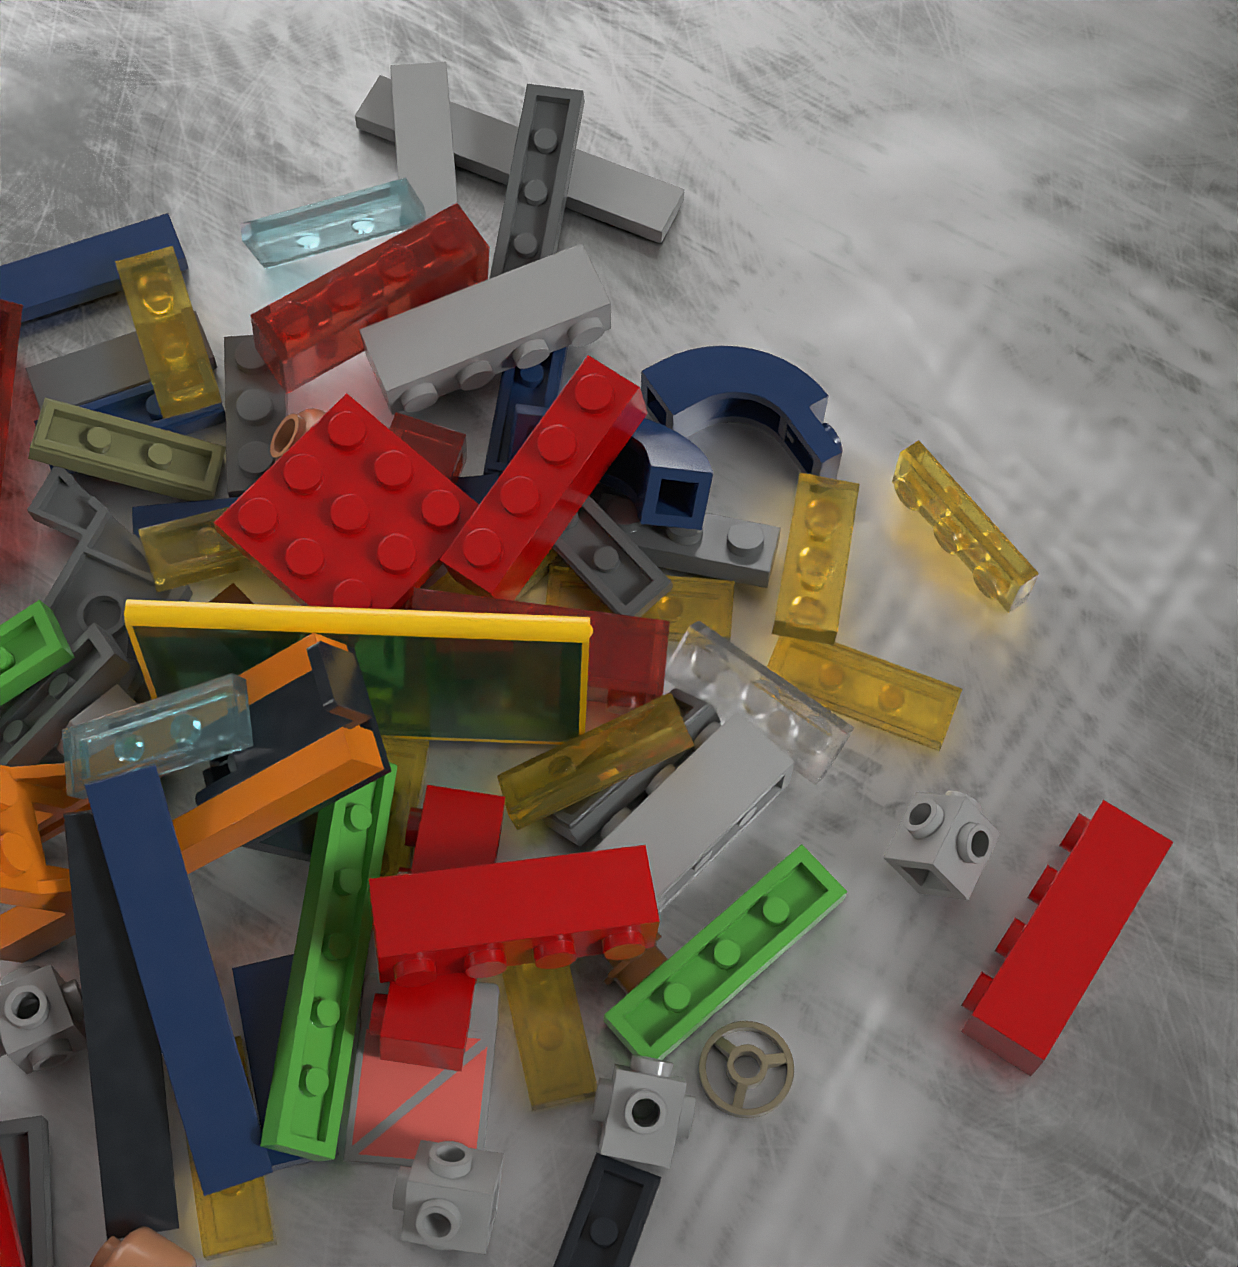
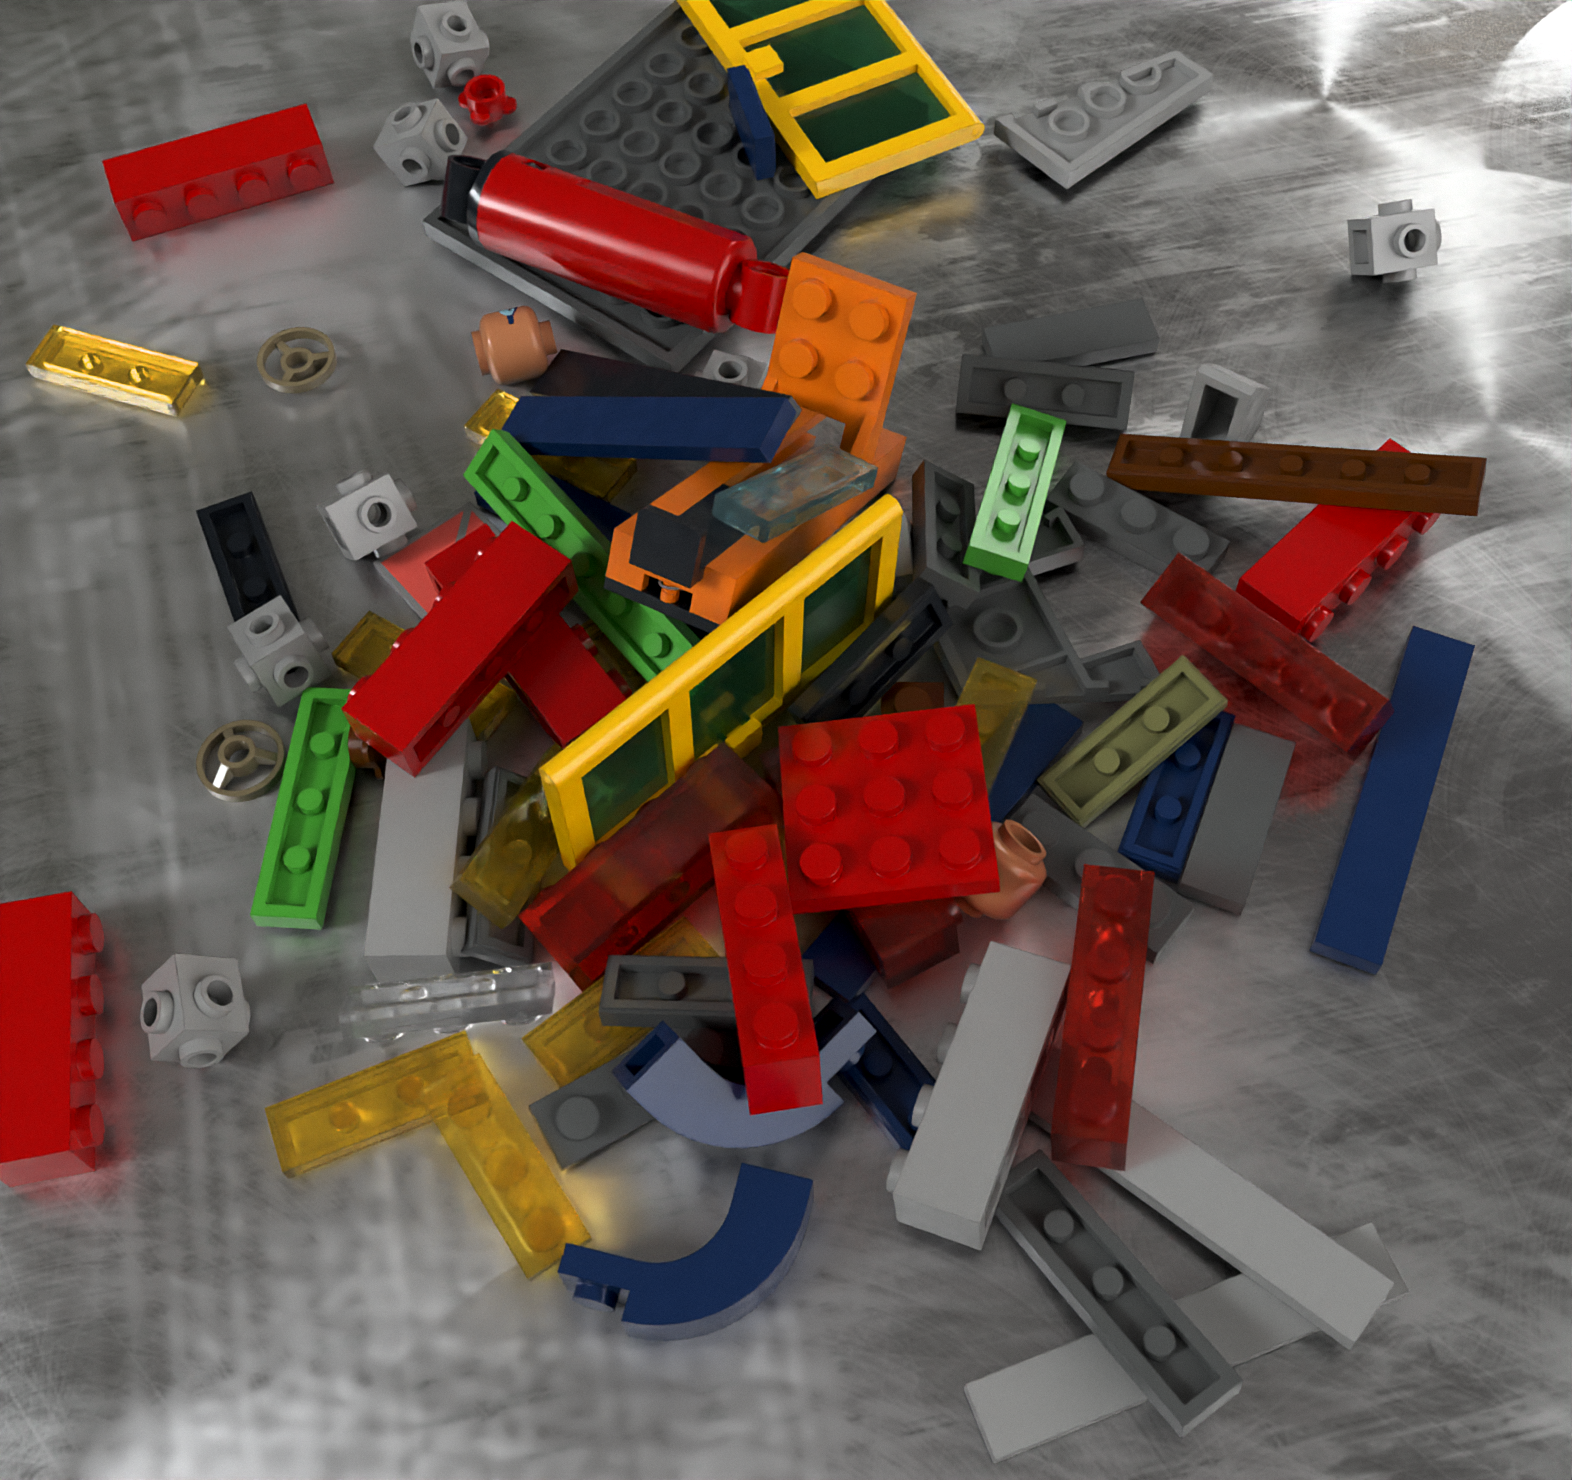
camera: 140 degrees right, 5 degrees down
(168, 332) = (1229, 851): clear yellow plate -> none
(333, 223) = (1227, 1069): clear light blue tile -> none
(963, 527) = (396, 1324): clear yellow plate -> none

